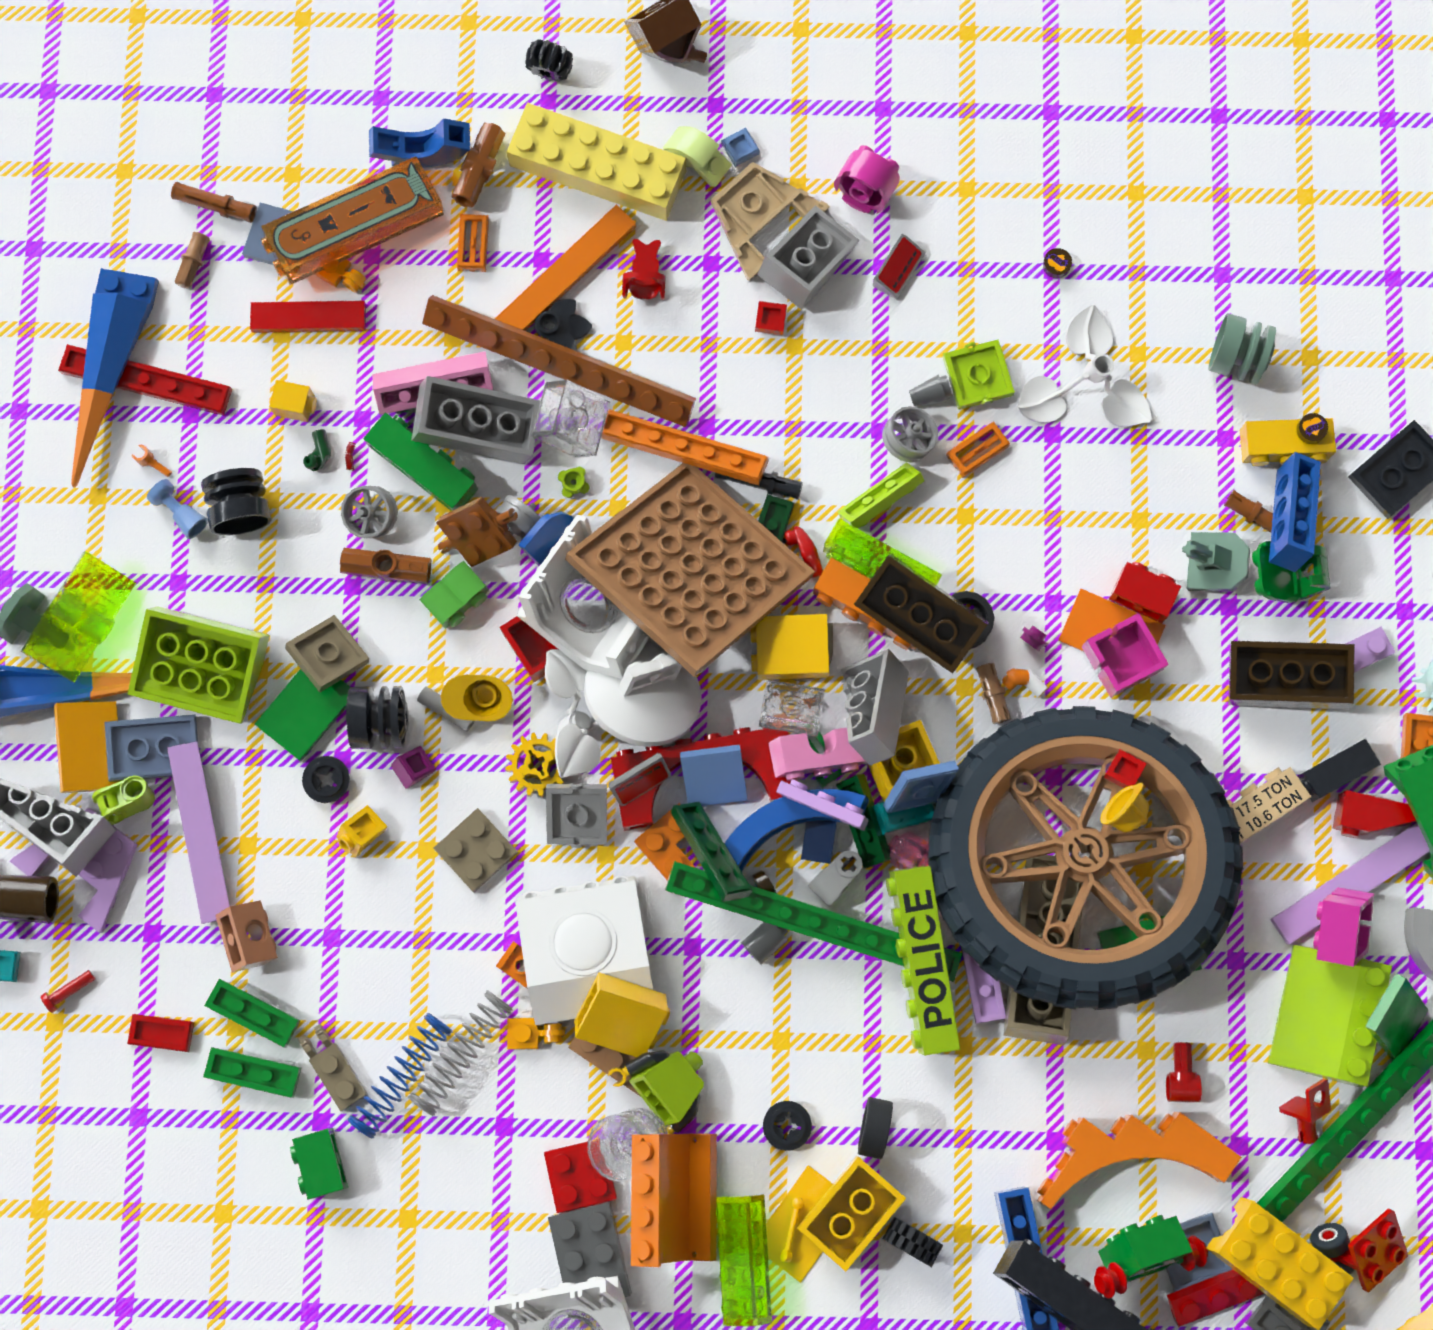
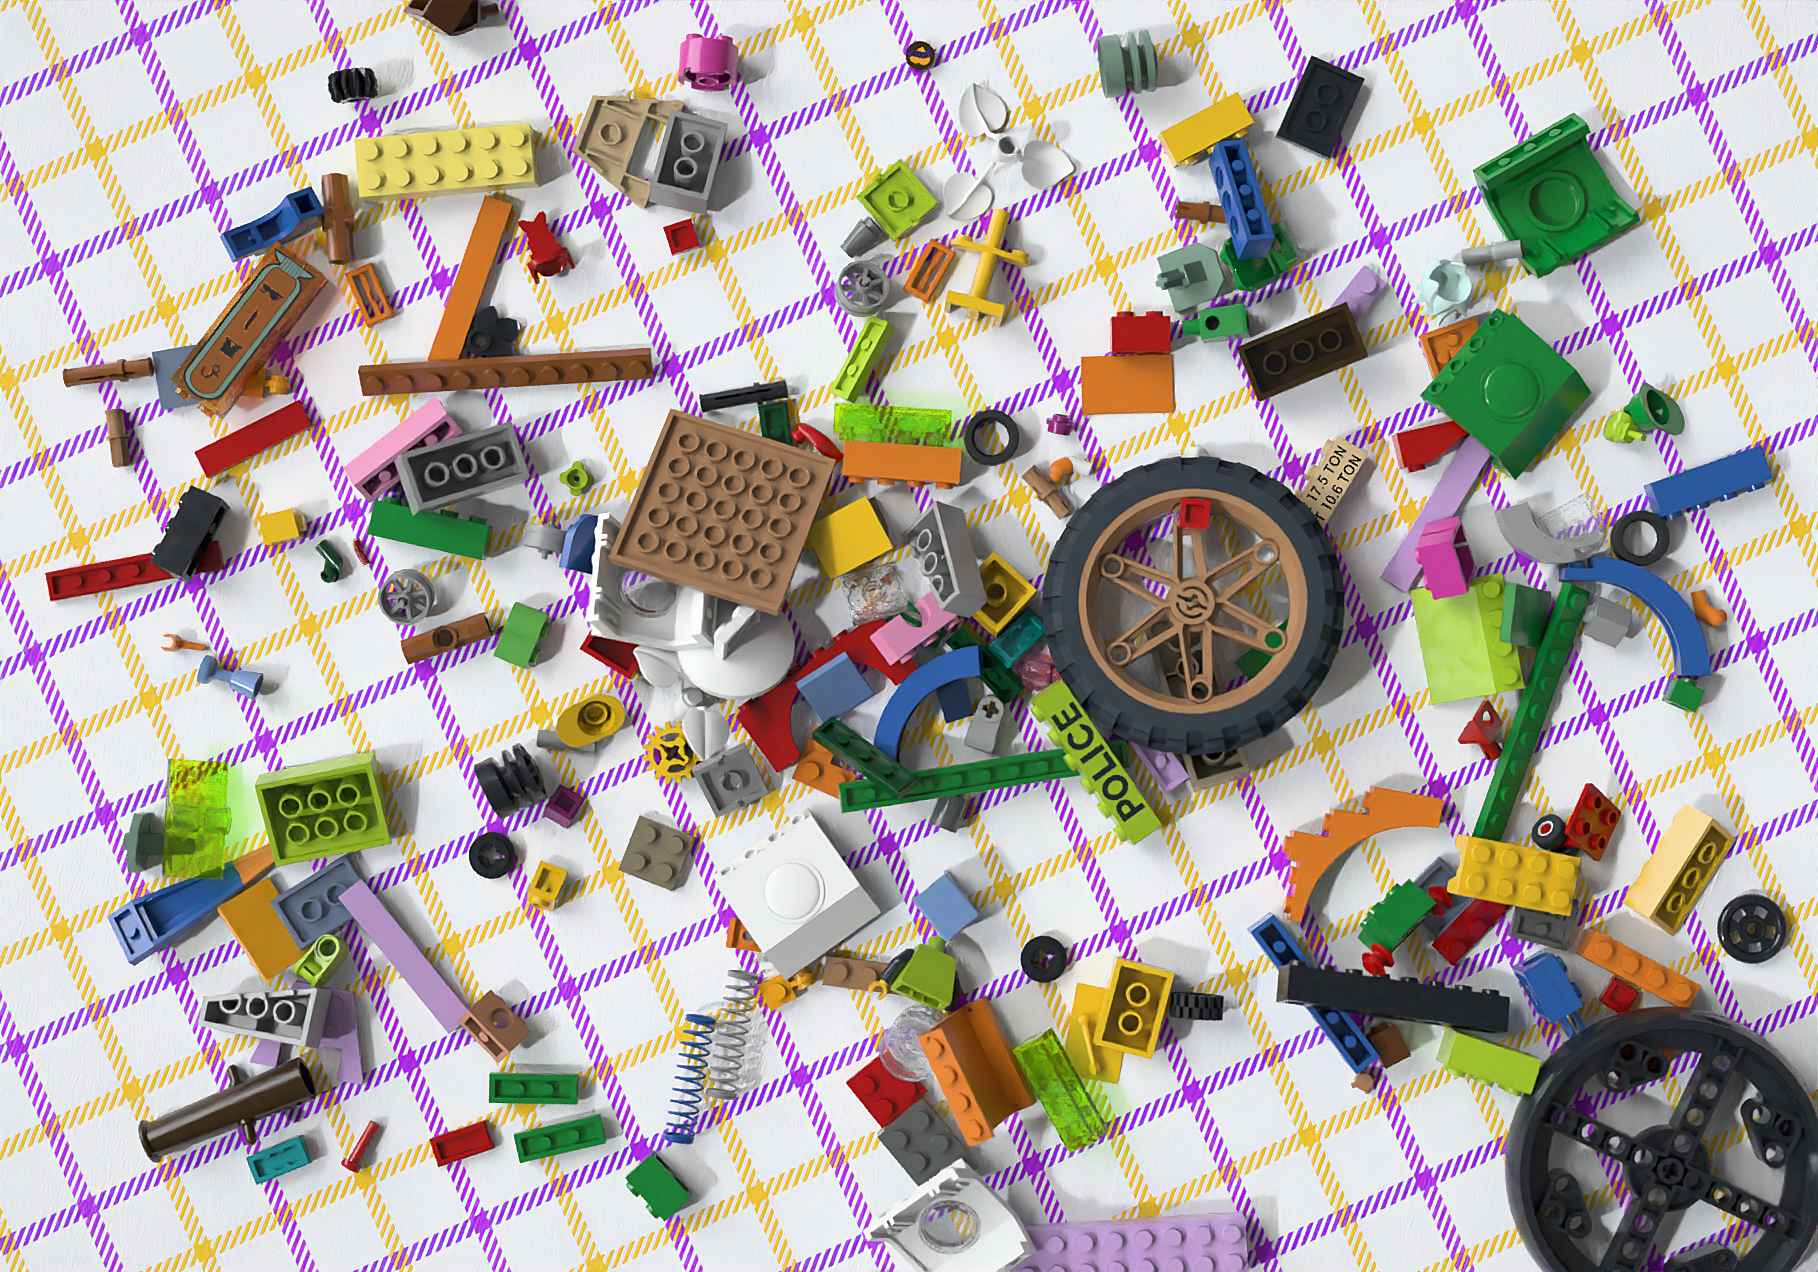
camera: 30 degrees left, 10 degrees up
(116, 321) = (79, 527): blue plate -> none
(208, 367) = (189, 534): none -> black brick
(236, 501) = (280, 645): black wheel -> none
(303, 714) = (440, 801): green tile -> none
(327, 653) = (435, 743): dark tan plate -> none
(334, 1070) = (629, 1101): dark tan hinge -> none
(477, 531) = (515, 570): dark orange plate -> none
(570, 418) = (547, 424): clear brick -> none
(621, 1015) = (856, 937): yellow brick -> none
(639, 779) = (772, 725): slope -> none
(684, 447) = (659, 399): orange tile -> none
(700, 153) = (538, 110): yellowish green brick -> none
(719, 1027) = (946, 906): none -> medium blue piece
(740, 147) = (572, 82): medium blue tile -> none
(763, 882) = (923, 760): dark brown tile -> none
(823, 803) = (944, 672): lavender plate -> none
(875, 1128) = (1120, 926): black tyre -> none
(898, 267) = (776, 130): red slope -> none
(920, 786) = (1022, 613): medium blue tile -> none
(921, 613) = (950, 457): dark brown brick -> none
(1010, 491) = (990, 253): none -> yellow piece
(1126, 656) = (1148, 404): dark pink piece -> none
(1126, 809) = (1211, 551): yellow piece -> none
(1183, 1083) = (1367, 758): red axle -> none
(1235, 615) = (1232, 325): none -> green torso
(1312, 428) = (1223, 111): dark brown tile -> none
(1339, 770) = (1382, 417): black brick -> none

